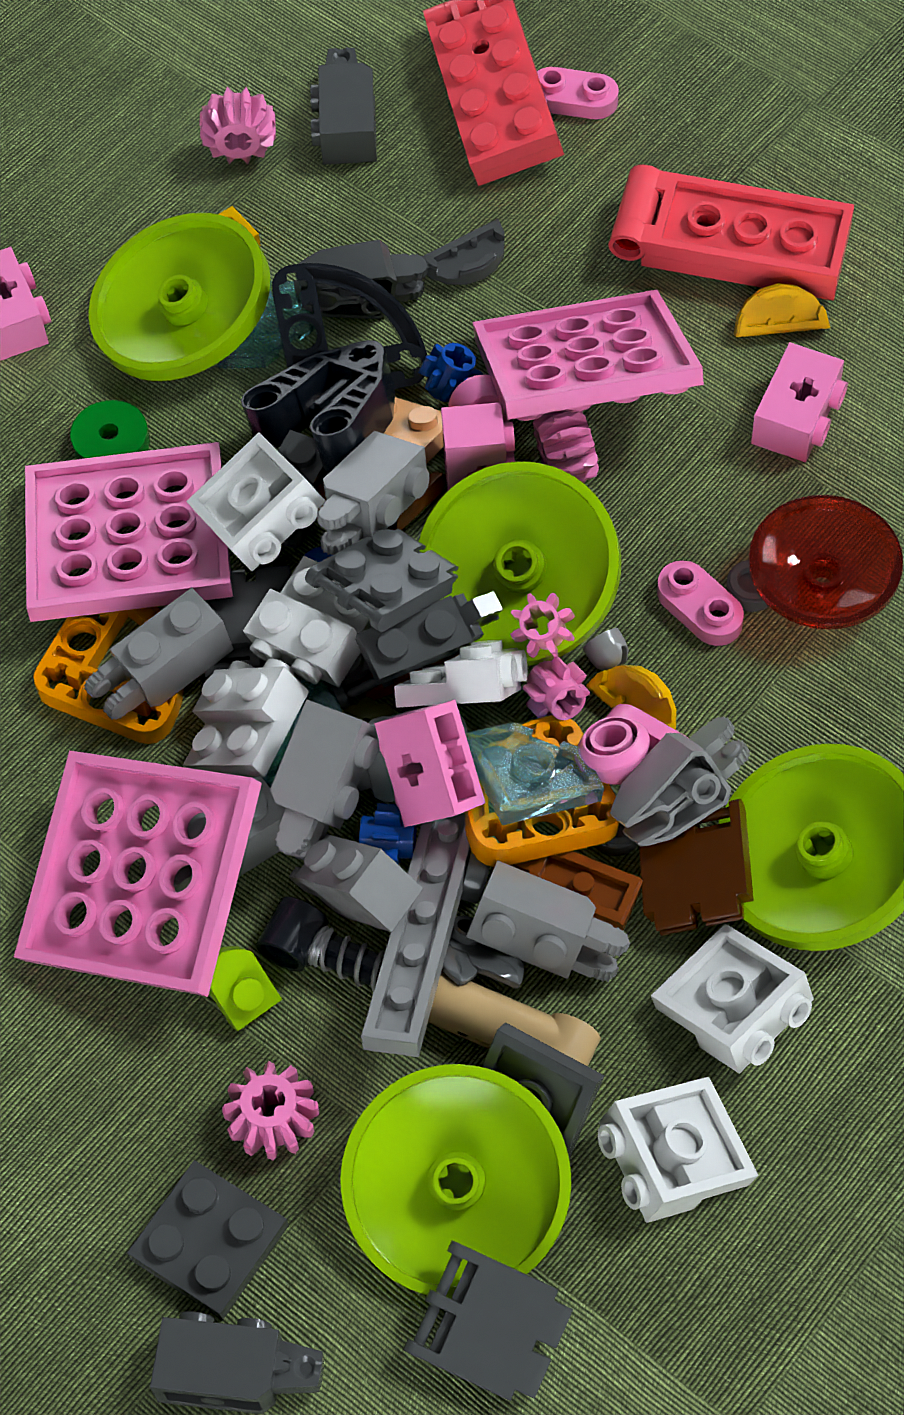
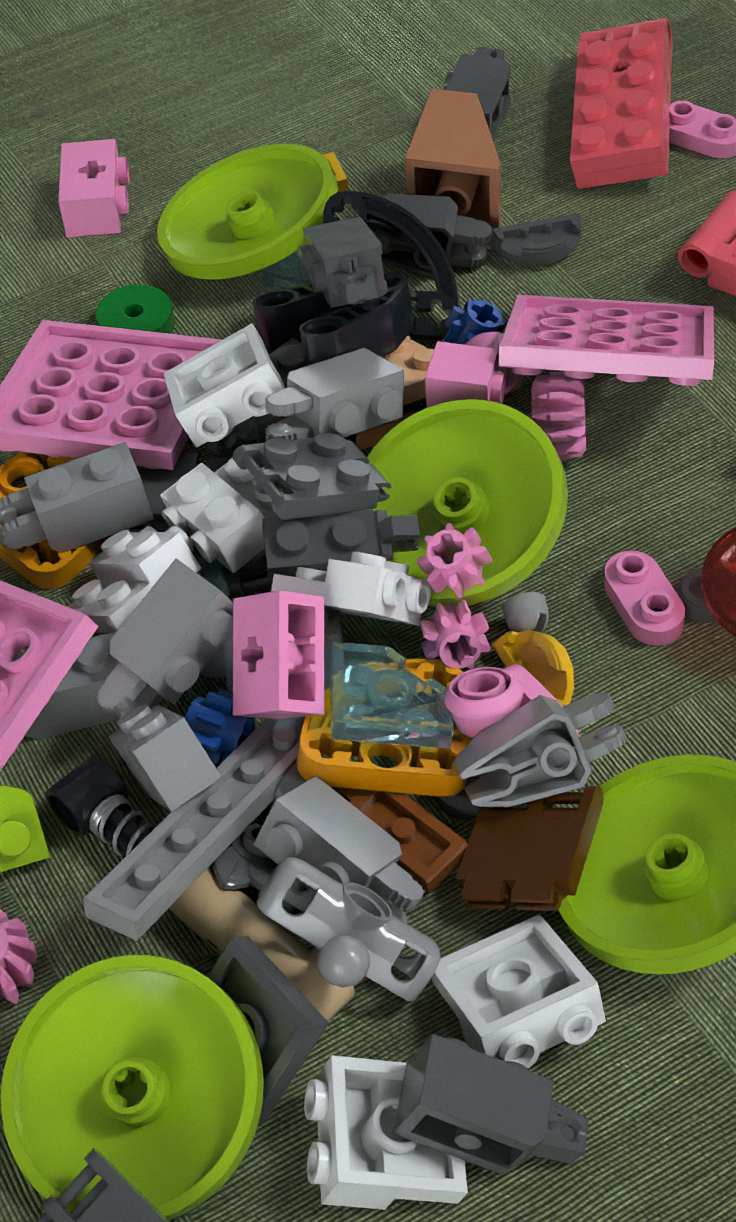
camera: 20 degrees right, 10 degrees down
(237, 125) = (366, 87): bright pink gear -> none
(320, 345) = (343, 261): none -> dark grey hinge
(369, 192) = (456, 156): none -> nougat slope
(584, 989) = (349, 929): none -> light grey piece
(747, 1104) = (484, 1108): none -> dark grey hinge

